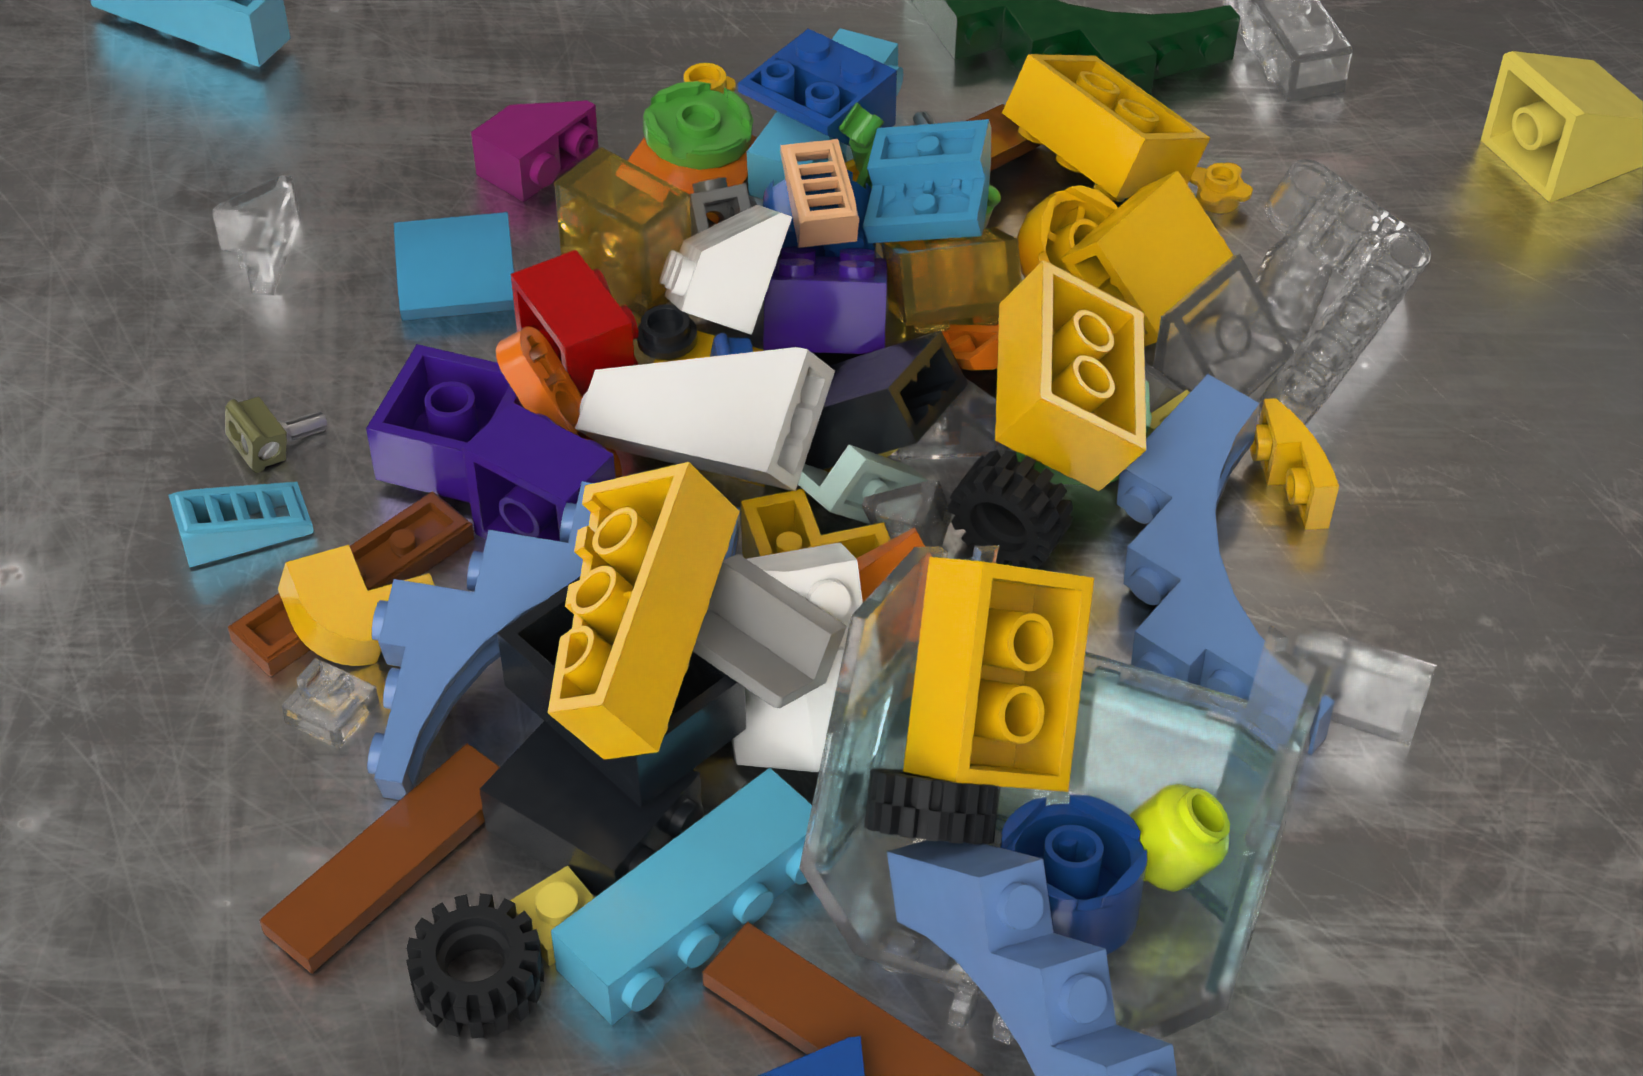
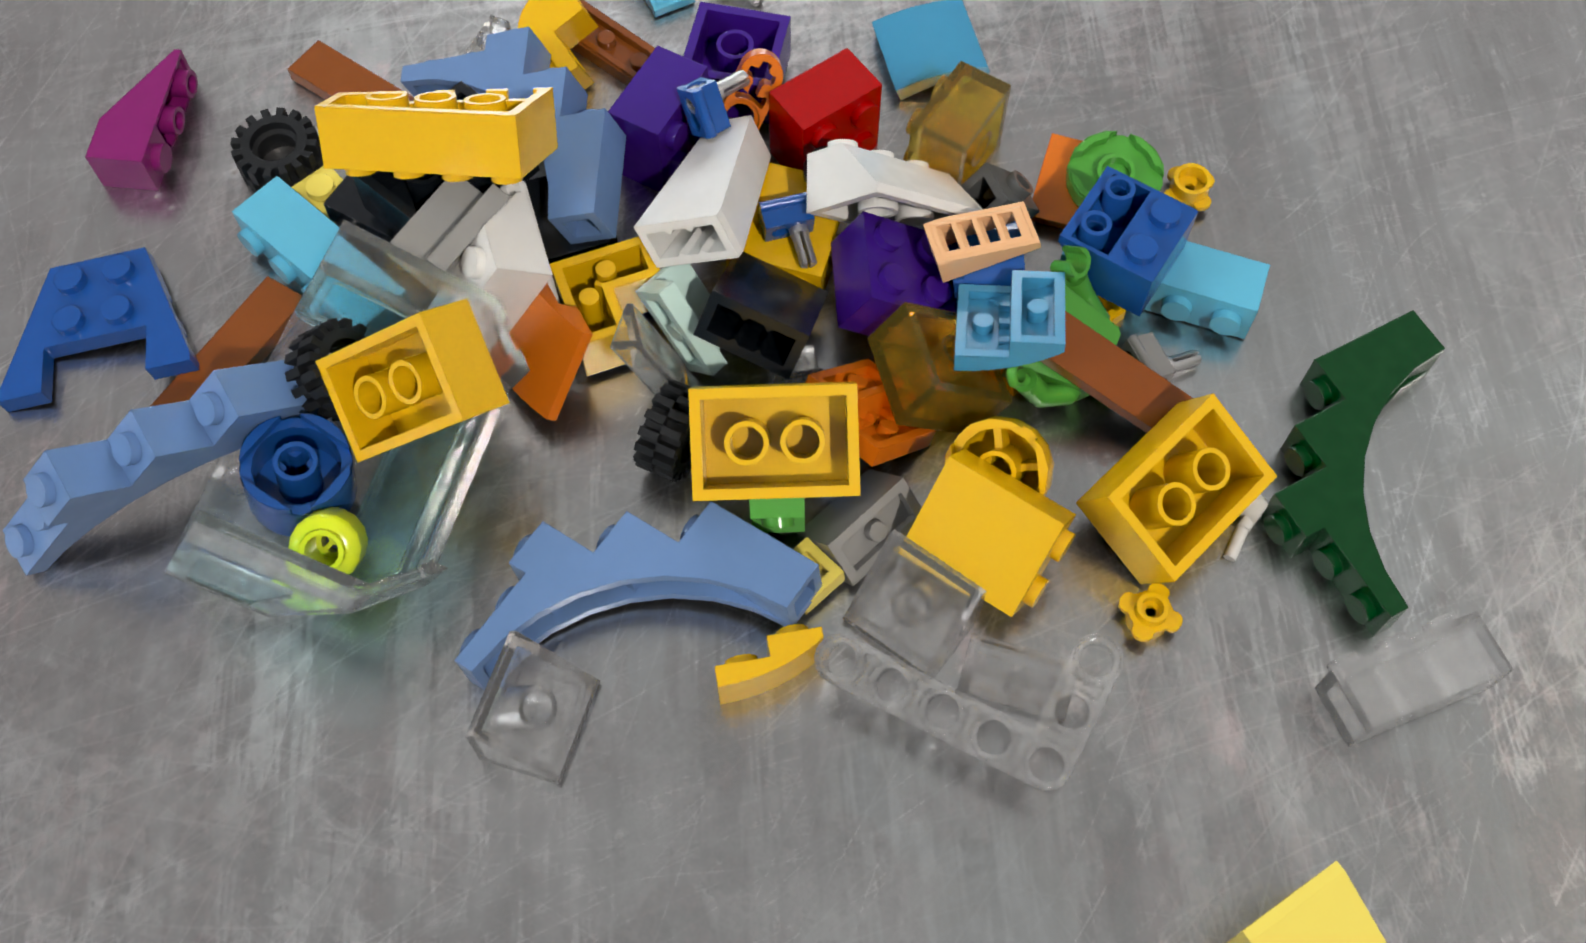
camera: 85 degrees right, 15 degrees up
(534, 144) = (1075, 74): magenta slope -> none
(578, 400) = (704, 103): none -> blue piece

